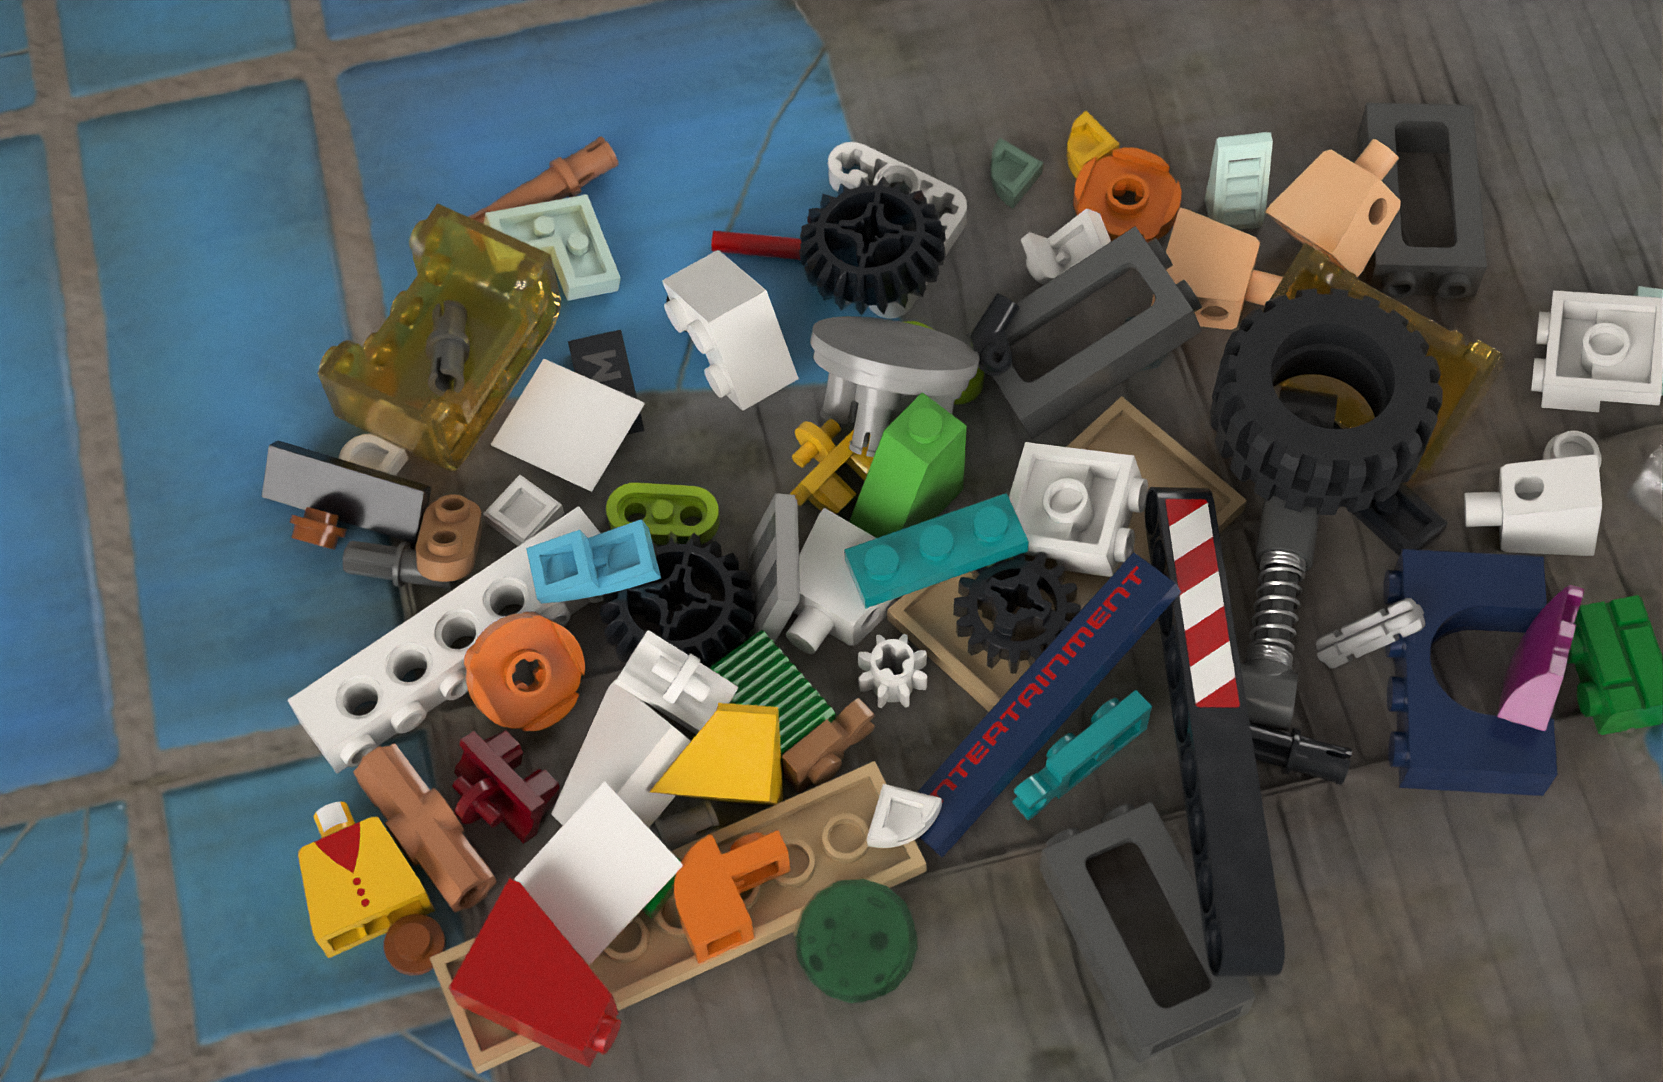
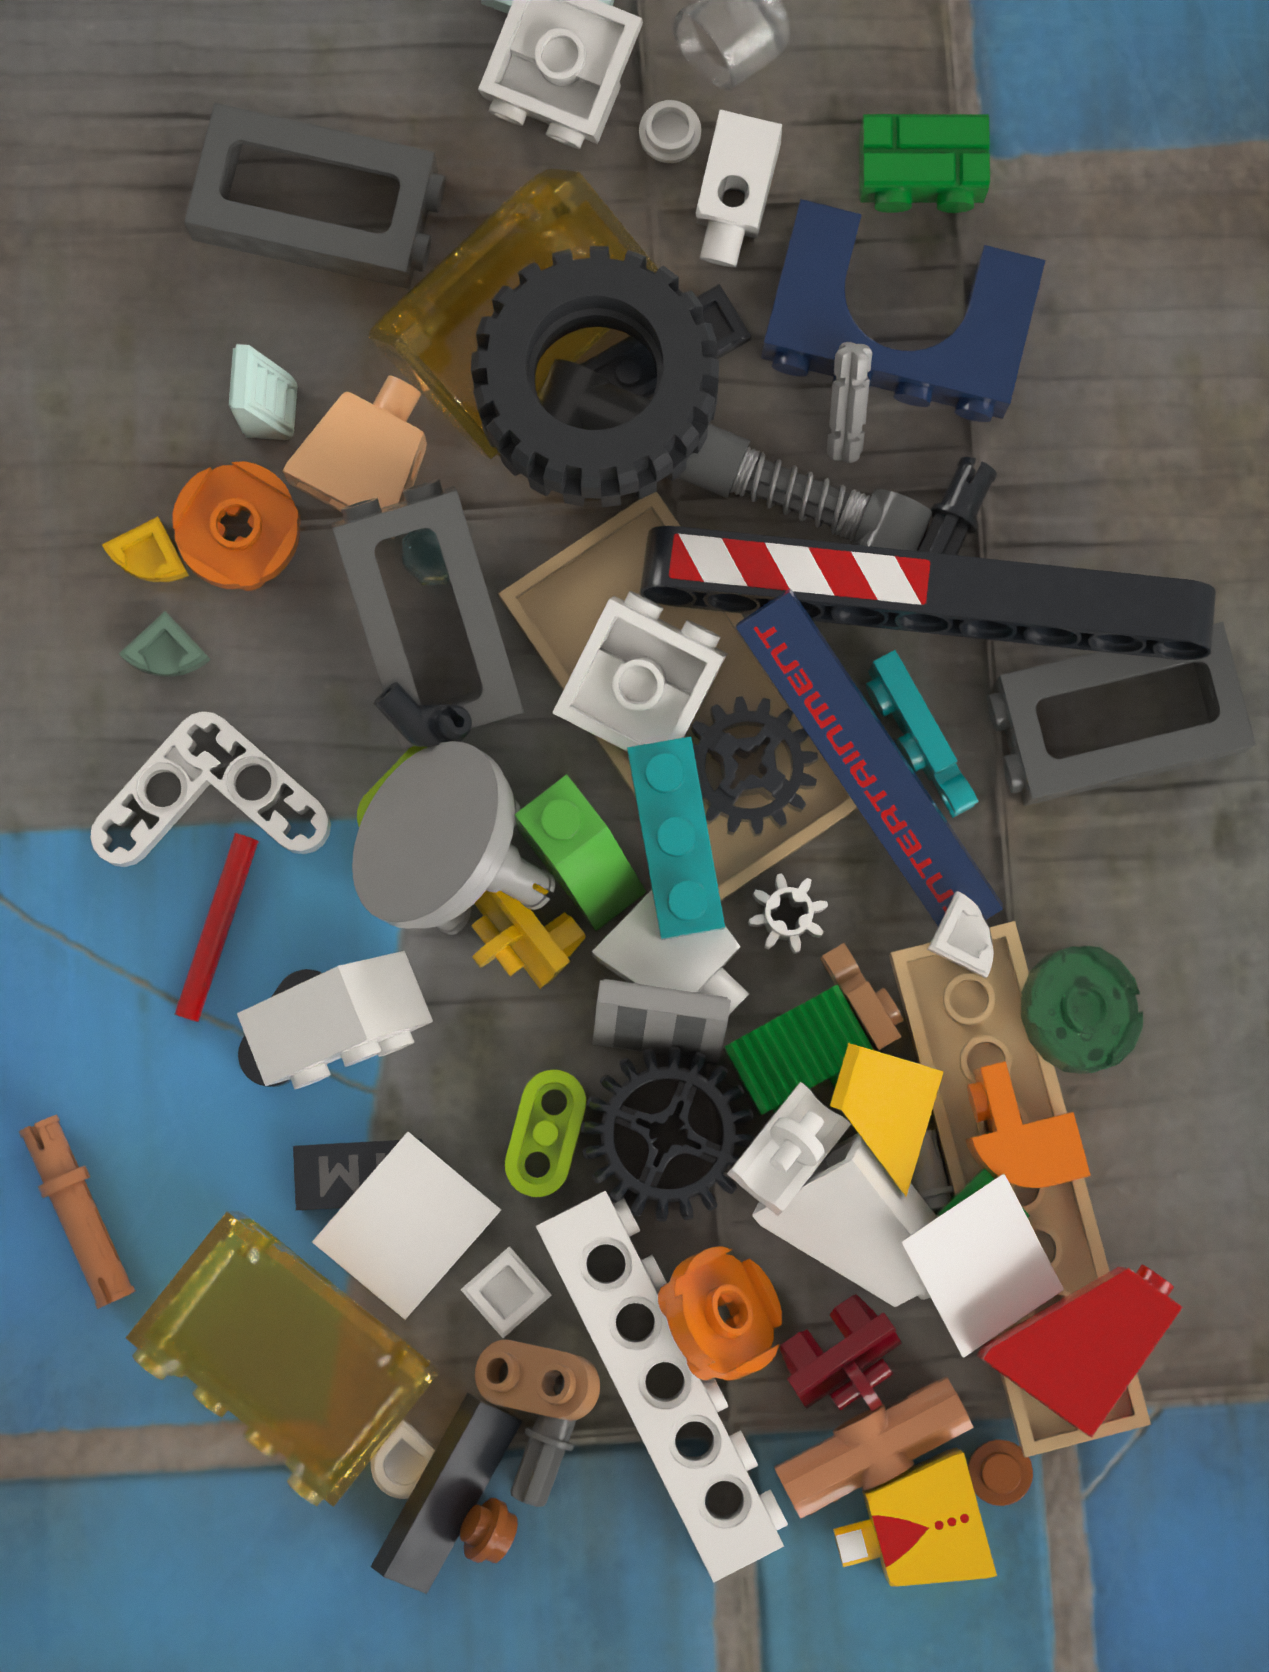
camera: 85 degrees left, 20 degrees up
(447, 347) = (291, 1352): dark grey pin -> none
(571, 236) = (147, 1193): light aqua plate -> none
(593, 566) = (619, 1219): medium azure slope -> none
(882, 236) = (246, 859): black gear -> none
(1066, 247) = (302, 609): white bracket -> none
(1340, 205) = (326, 290): light nougat torso -> none
(1540, 662) = (927, 242): magenta slope -> none

